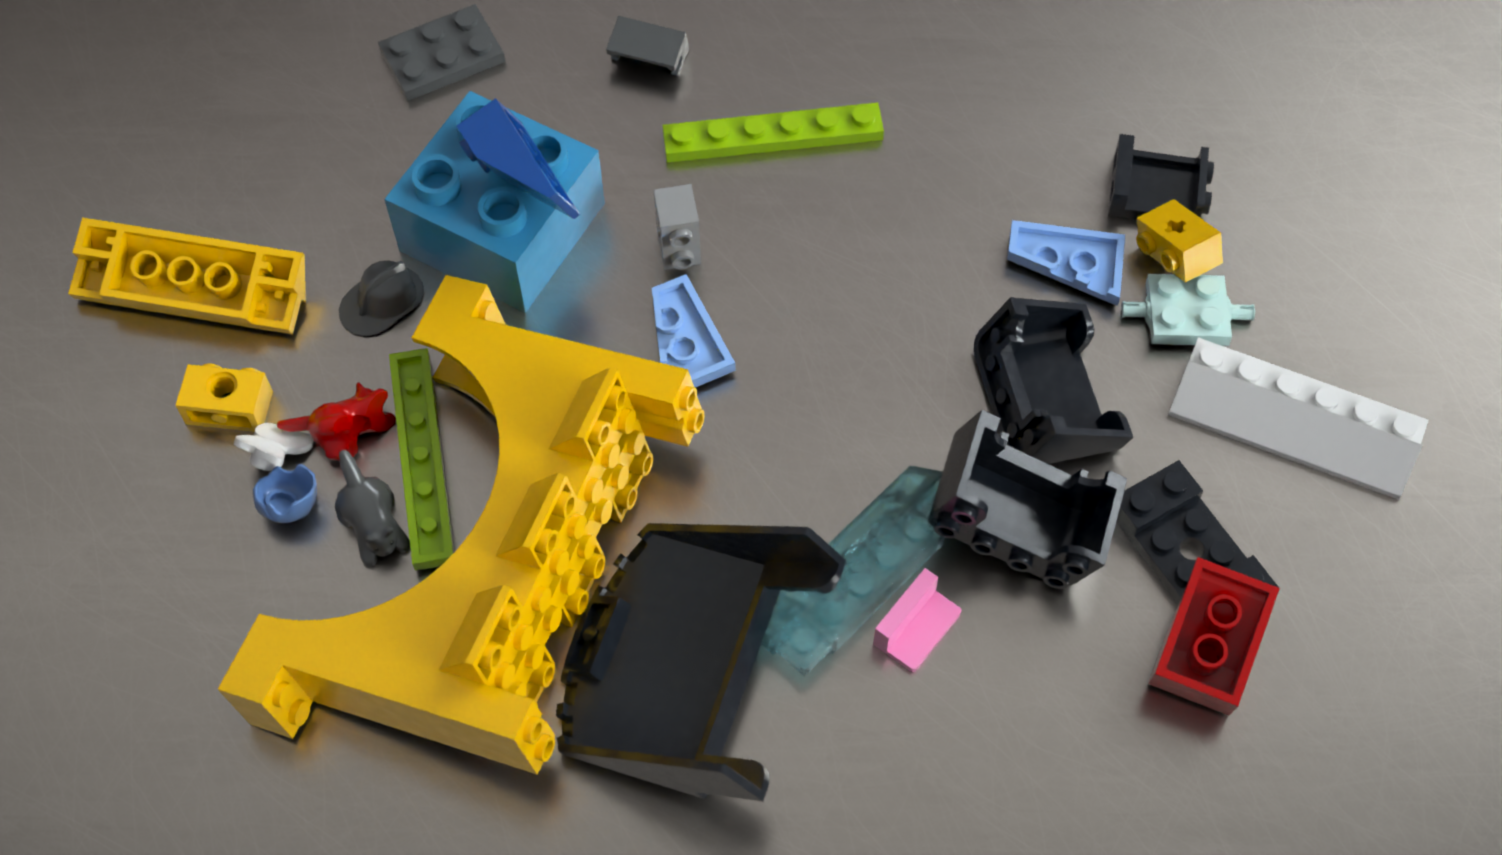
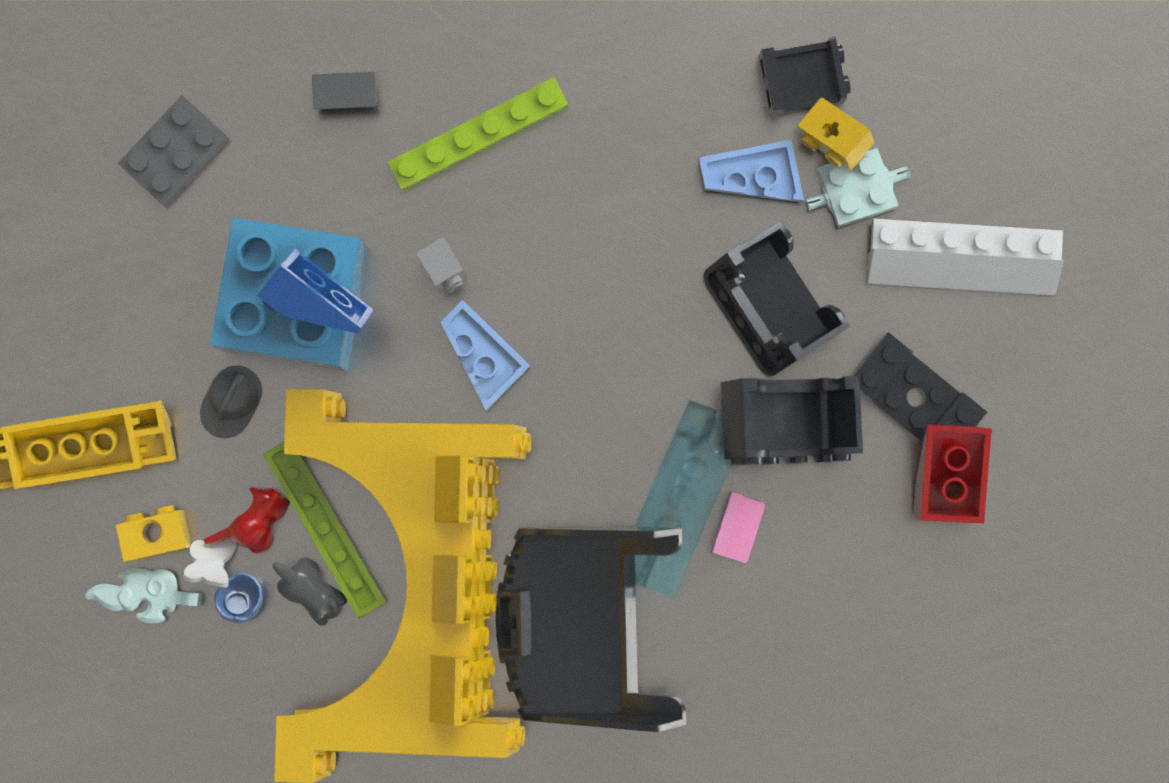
camera: 25 degrees left, 25 degrees up
(197, 457) = (155, 587): none -> light aqua piece

